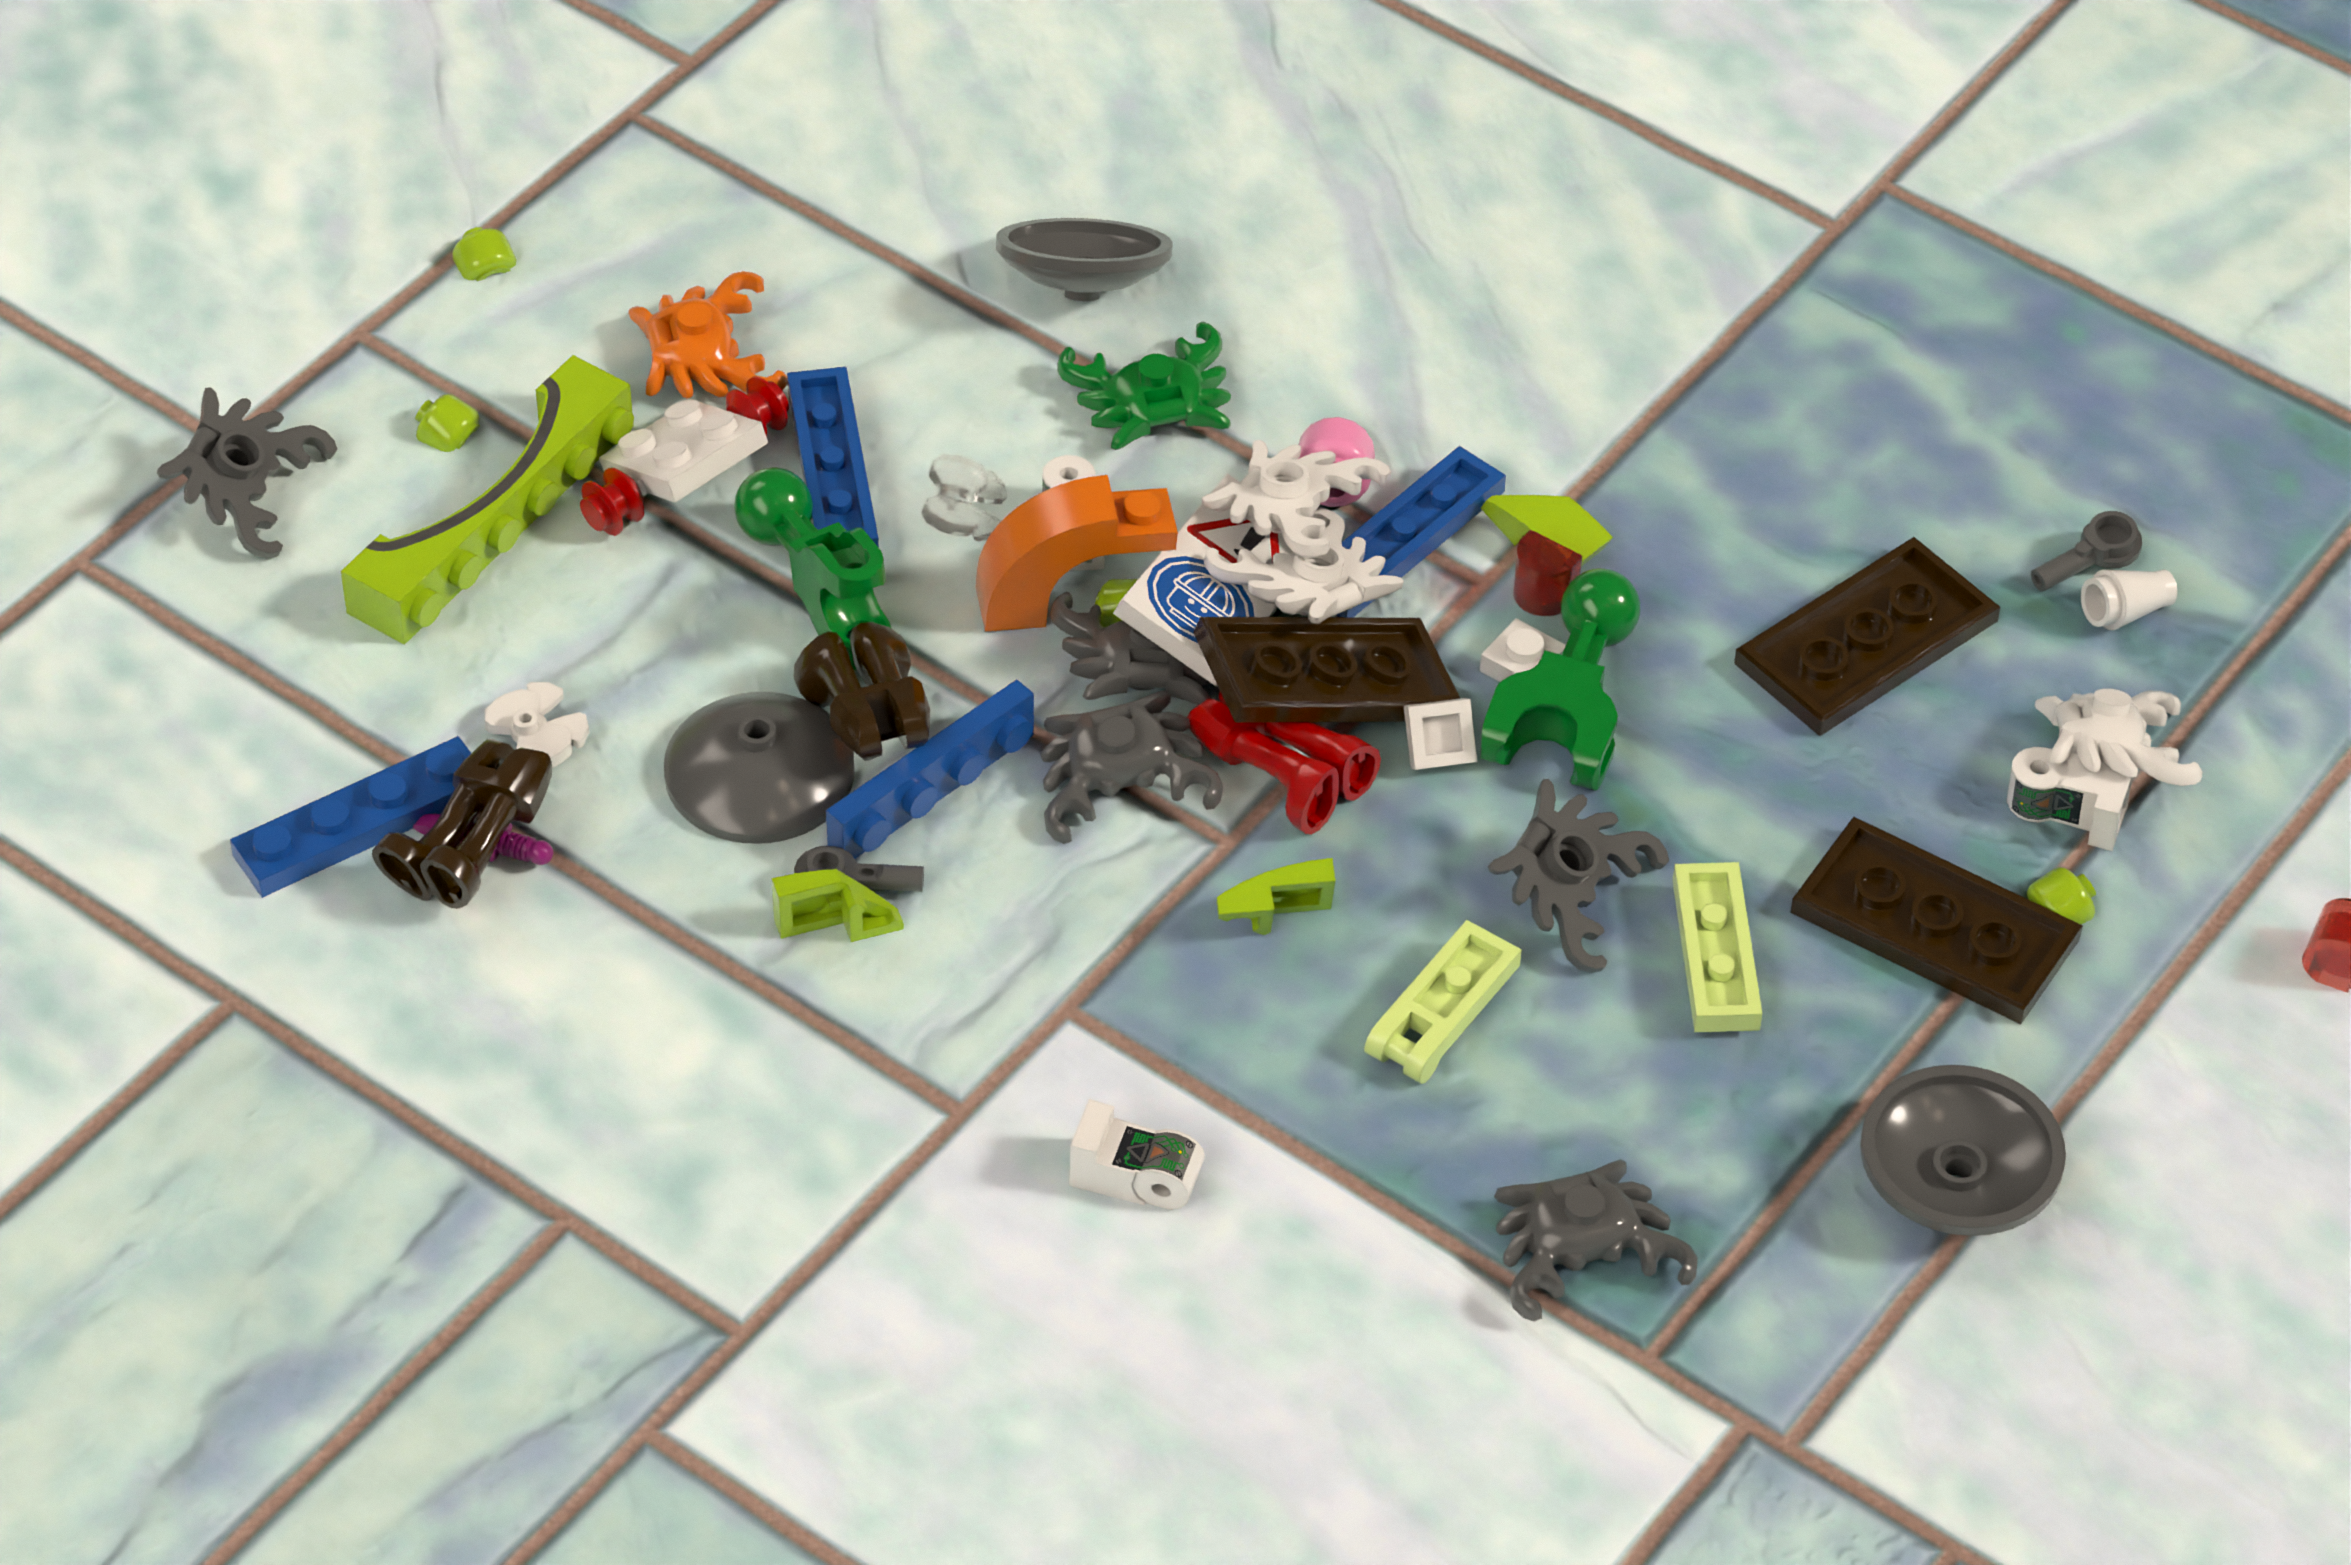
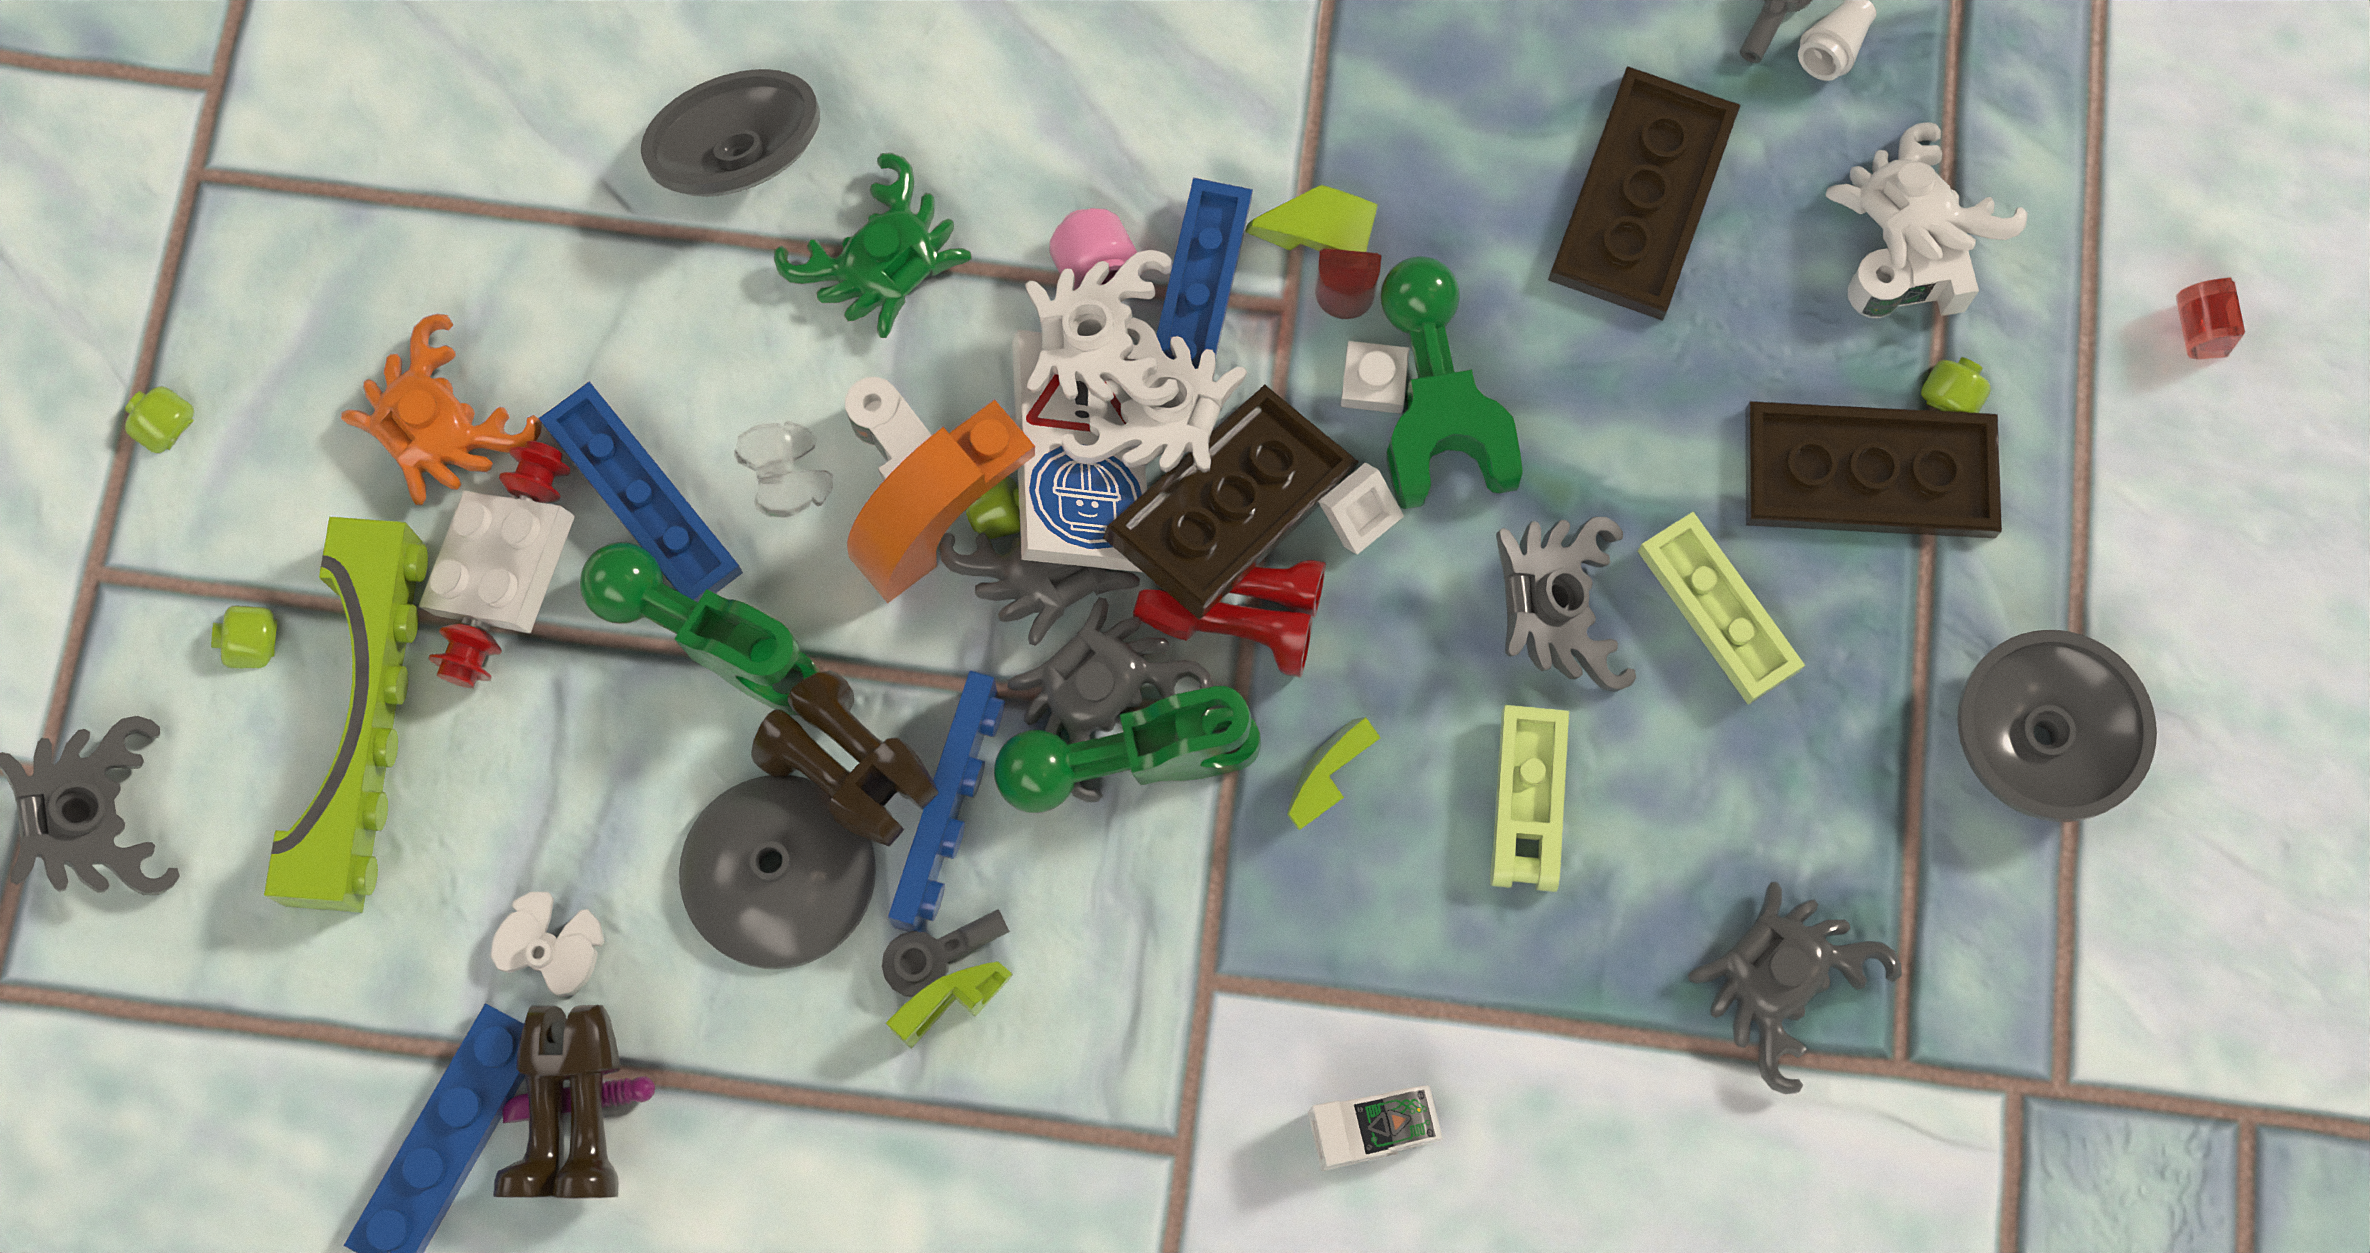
camera: 30 degrees left, 25 degrees up
(1141, 801) = (1157, 744): none -> green piece

